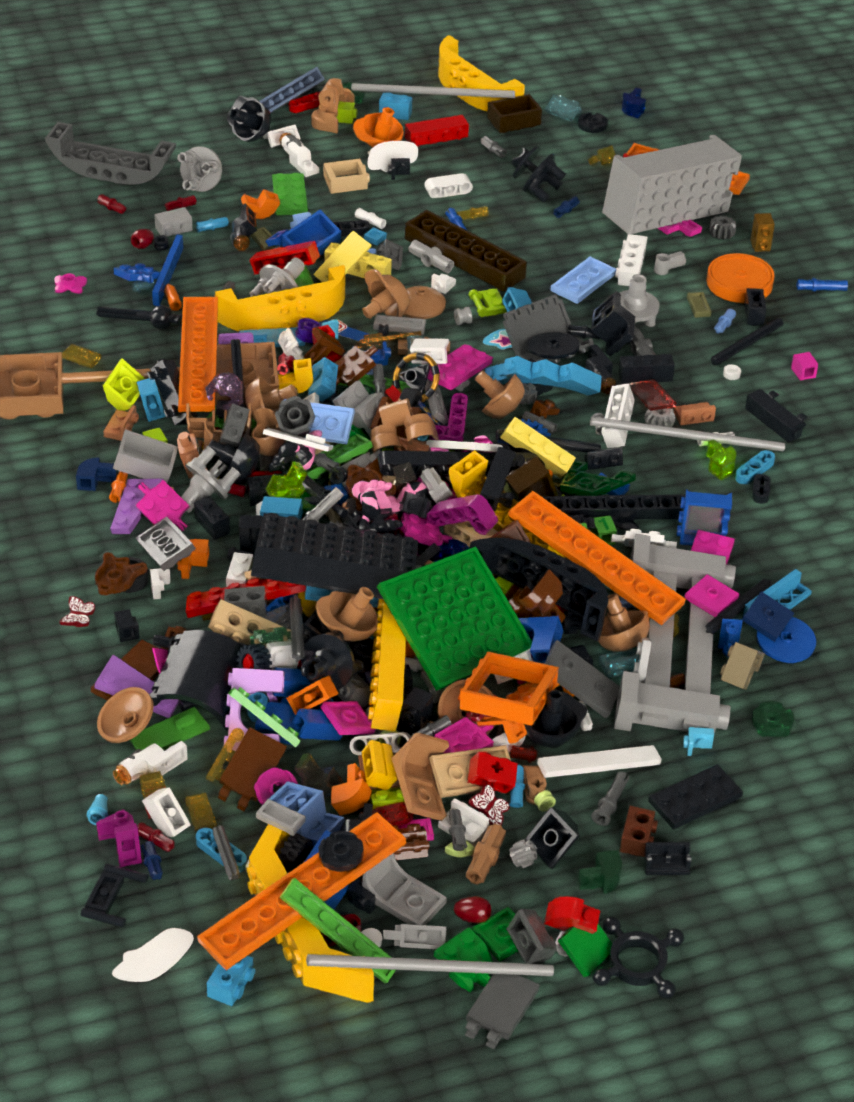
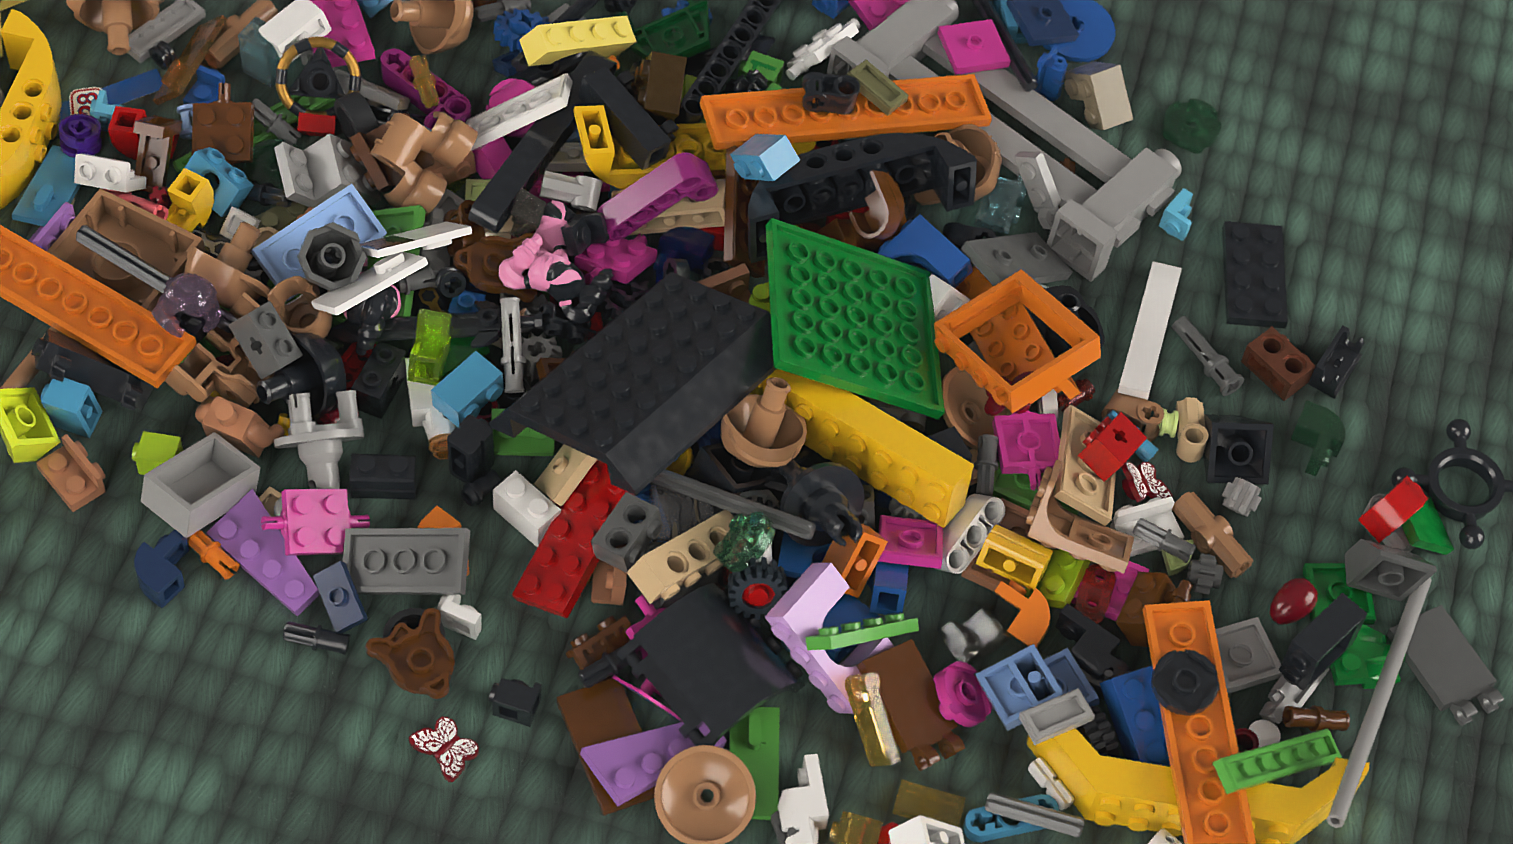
camera: 60 degrees left, 15 degrees up
(102, 542) = (316, 637): none -> black axle
(130, 537) = (340, 597): none -> dark blue plate
(351, 451) = (425, 237): none -> white piece
(397, 950) = (1316, 718): none -> reddish brown pin
(433, 927) = (1322, 642): none -> black window
(453, 411) = (424, 81): none -> clear yellow axle
(454, 860) = (1205, 573): none -> dark grey gear
(515, 528) = (764, 157): none -> dark azure brick
(540, 809) = (1191, 430): none -> tan piece
(591, 538) = (831, 94): none -> black piece
(622, 558) = (878, 87): none -> olive tile

